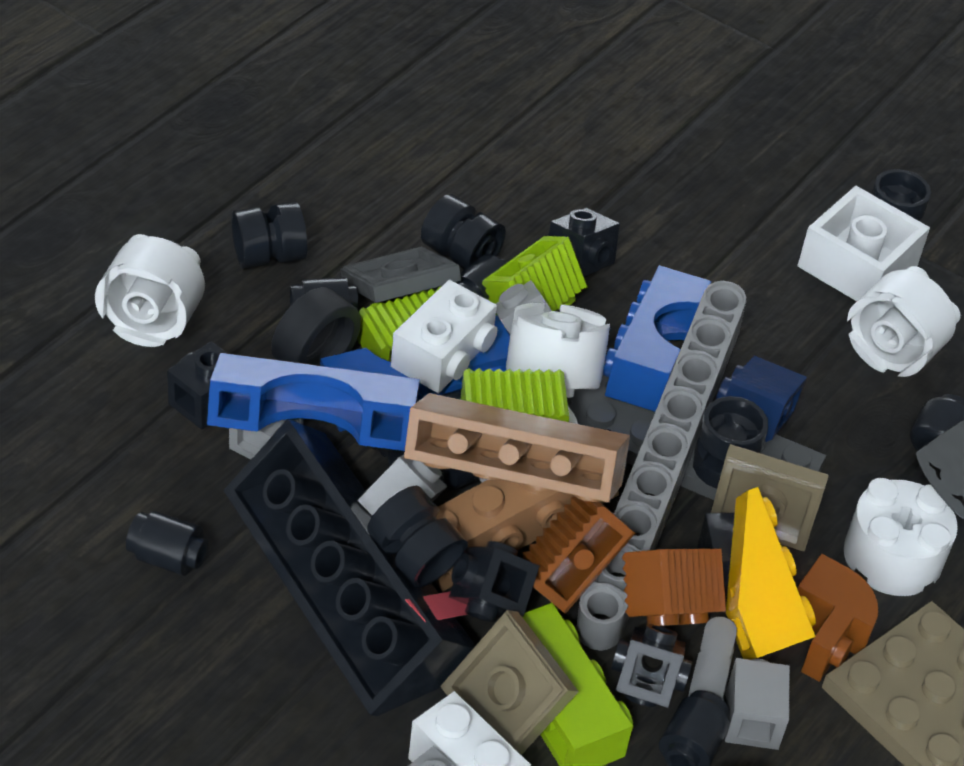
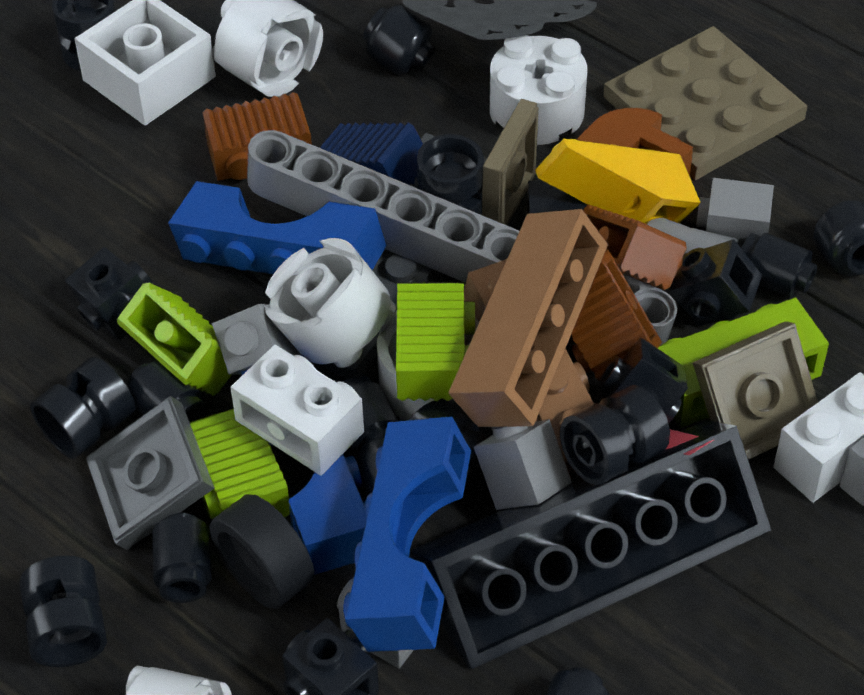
camera: 80 degrees left, 5 degrees up
(790, 331) = (232, 127): none -> dark orange brick

